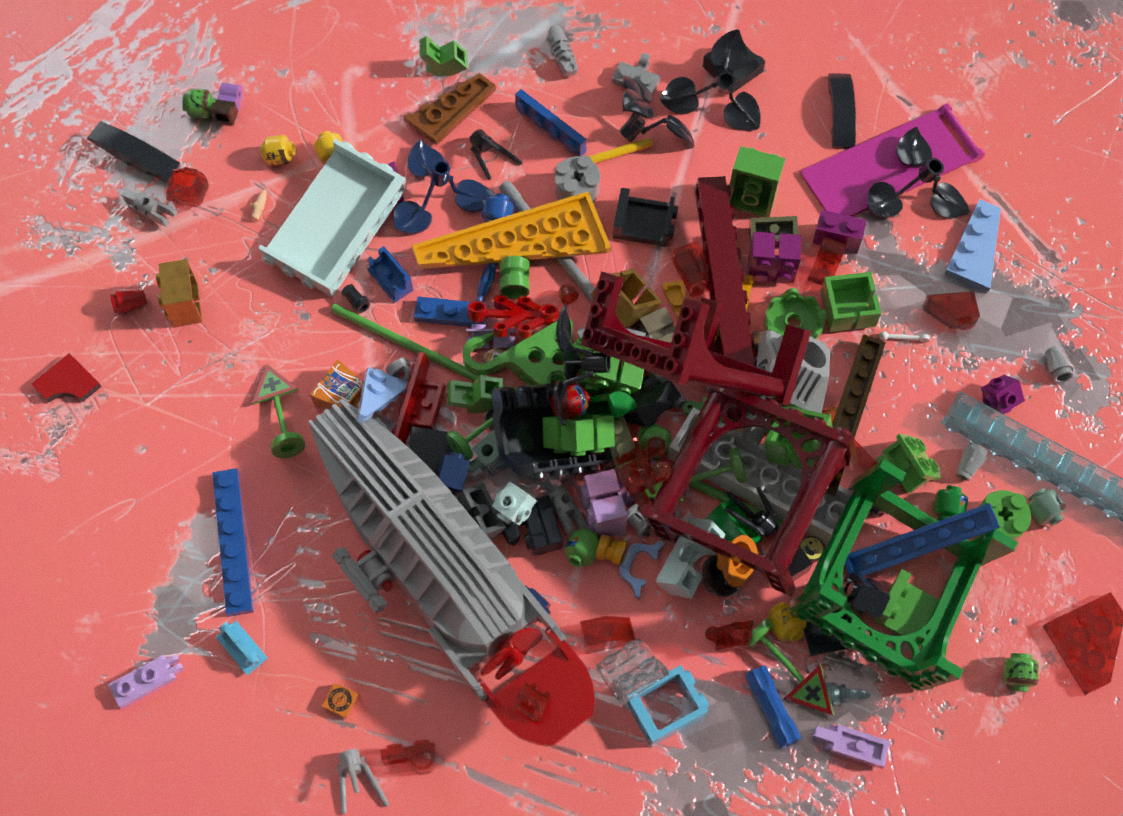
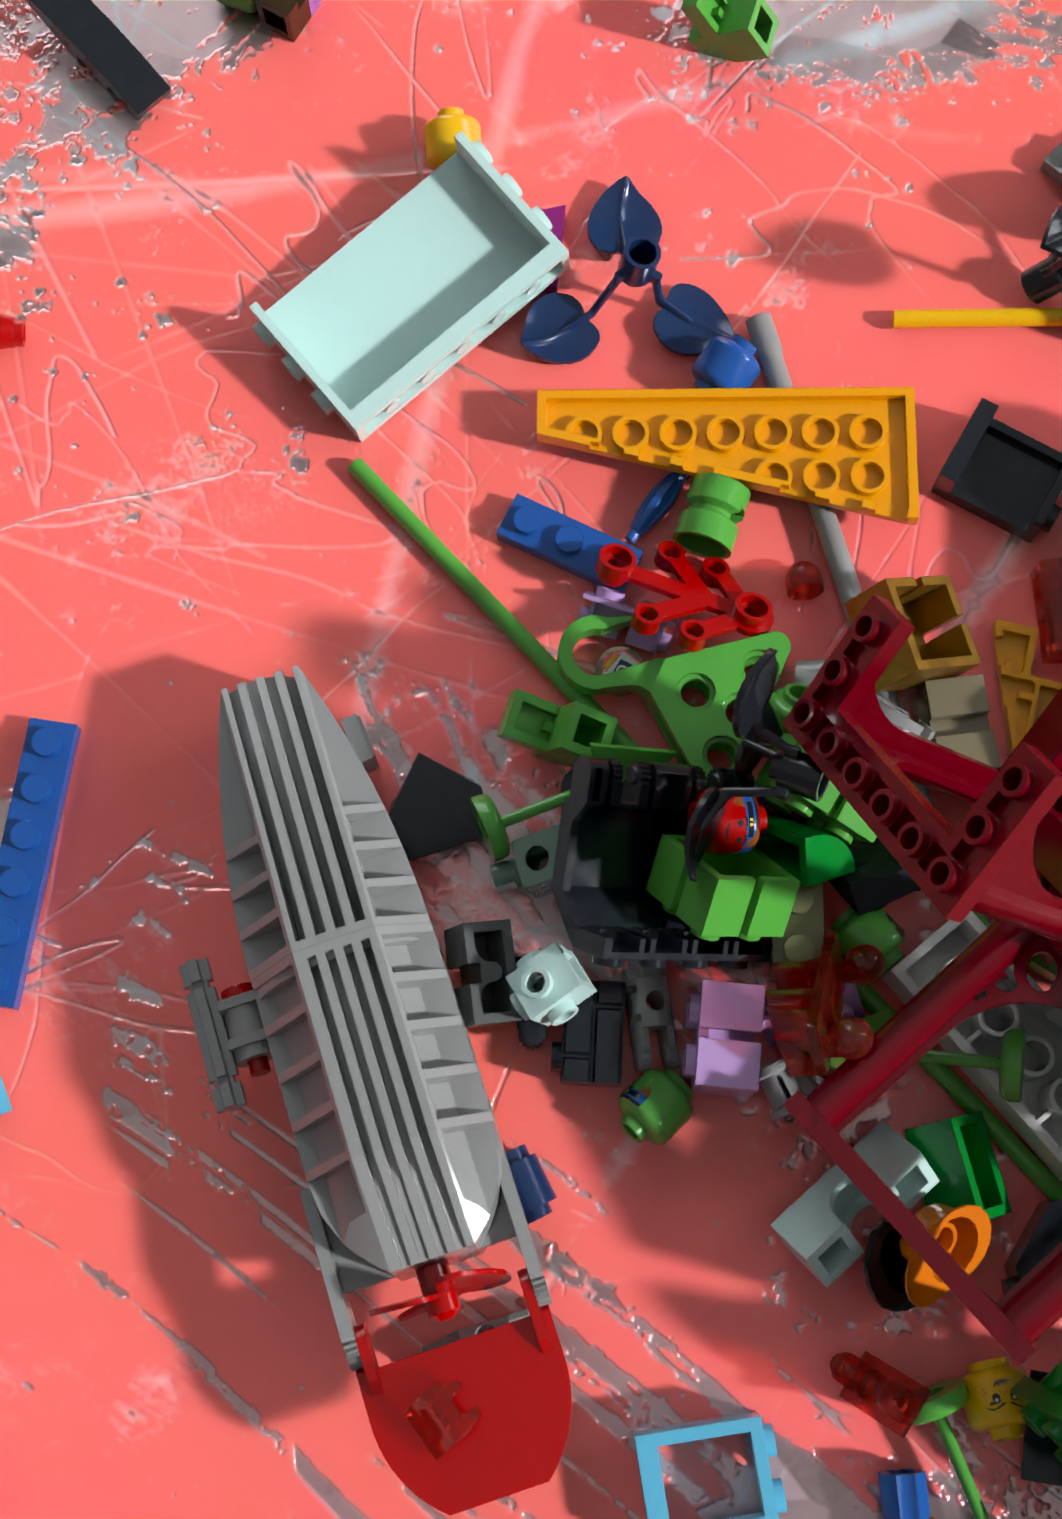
camera: 25 degrees right, 10 degrees up
(148, 206) = (85, 158): light grey hinge -> none
(178, 293) = (75, 337): pearl gold piece -> none
(187, 187) = (164, 142): clear red hair -> none
(258, 206) = (286, 218): light nougat helmet -> none
(272, 386) = (189, 585): bright green piece -> none
(277, 150) = (353, 117): yellow head -> none
(337, 385) = (315, 636): torso -> none
(340, 700) = (112, 1239): orange tile -> none
(350, 766) = (87, 1373): light grey plant -> none
(358, 302) = (404, 470): black pin -> none
(378, 392) = (376, 665): light blue wing -> none
(390, 275) = (479, 435): blue hinge -> none
(398, 367) = (431, 625): light grey tile -> none
(398, 754) = (177, 1385): clear red plate -> none
(421, 401) = (450, 710): red bracket -> none
(446, 113) = (695, 137): dark orange wing -> none
(453, 471) = (456, 879): dark blue brick -> none
(483, 143) = (748, 220): black plant -> none
(550, 122) = (896, 227): blue plate -> none
(562, 51) = (964, 76): light grey hinge -> none
(576, 177) = (902, 350): light grey brick -> none
(605, 633) = (644, 1293): clear red slope -> none
(610, 549) = (720, 1129): light orange wheel -> none
(629, 556) = (735, 1157): light blue helmet -> none
(631, 670) = (664, 1390): clear brick -> none
(763, 522) = (1023, 1182): black plant -> none

